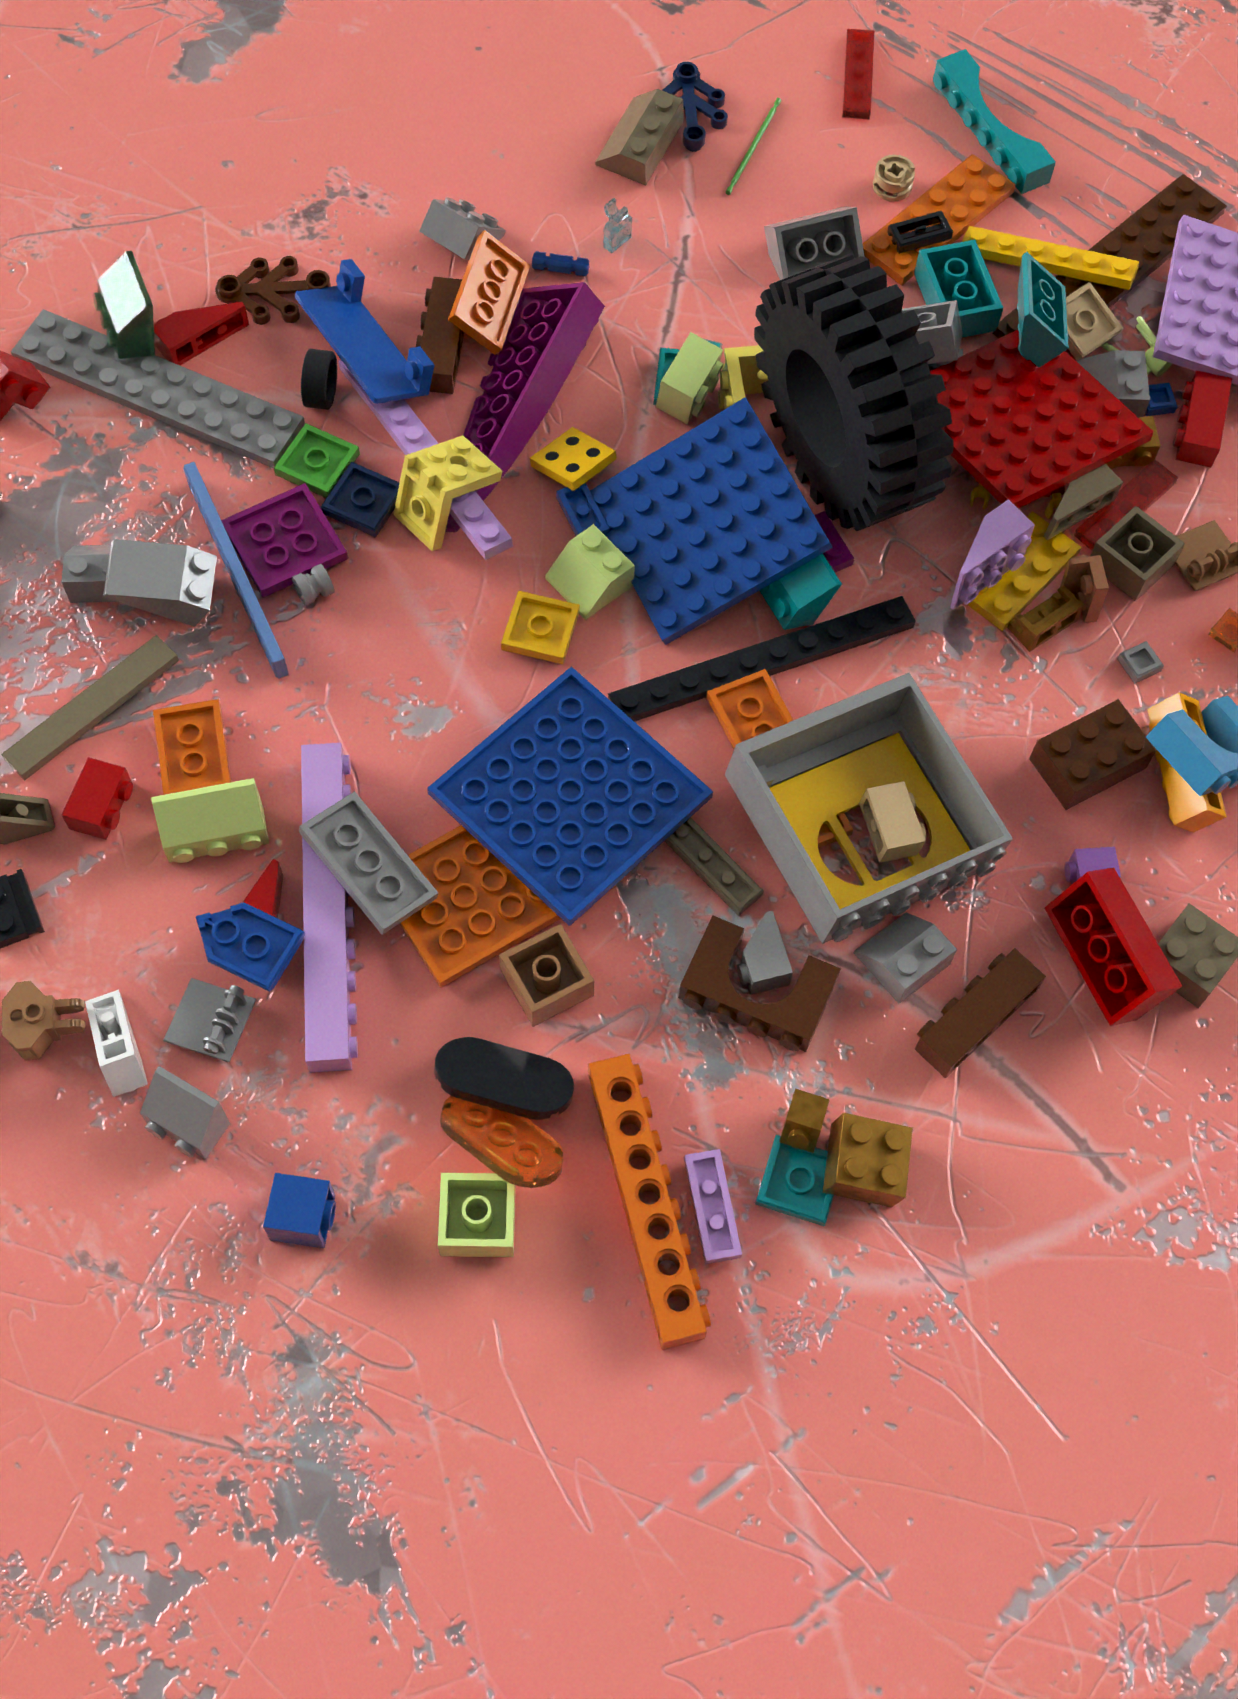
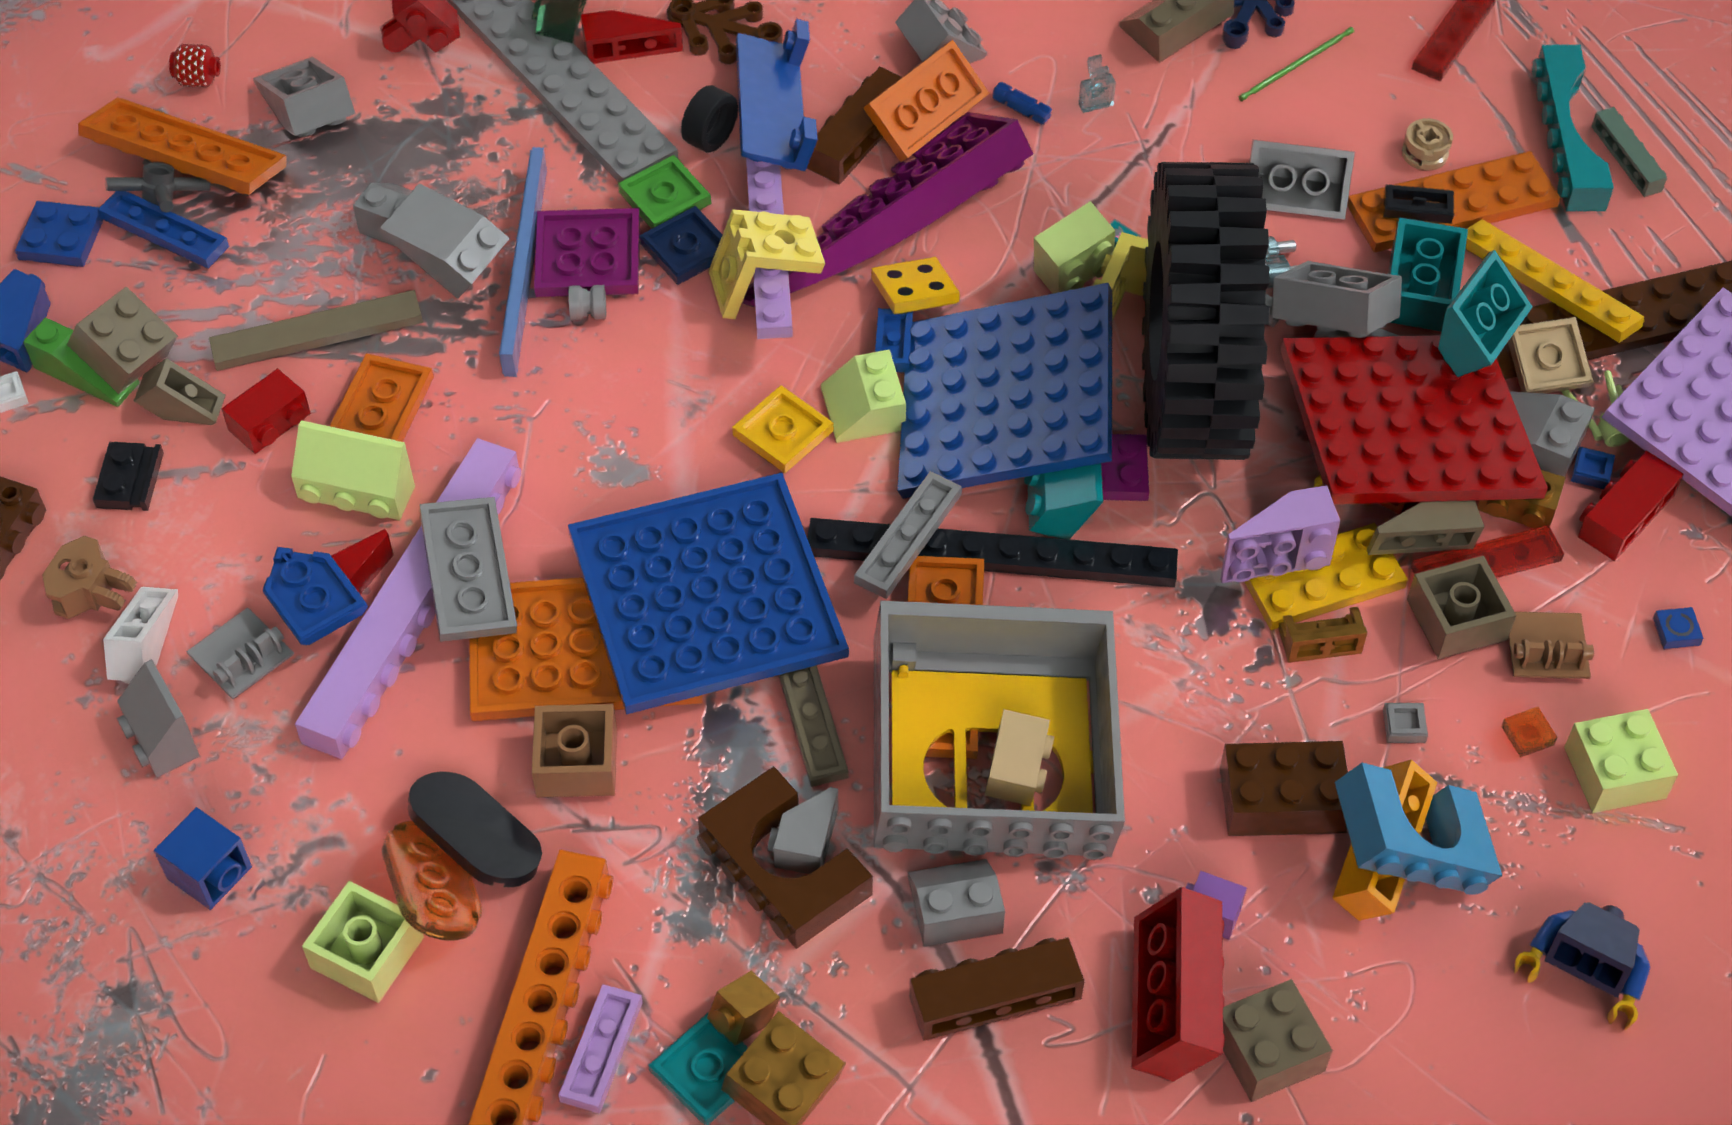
camera: 30 degrees right, 10 degrees down
(700, 675) = (907, 535): none -> light grey plate
(1042, 126) = (1629, 152): none -> sand green piece
(1088, 583) = (1379, 612): nougat bracket -> none

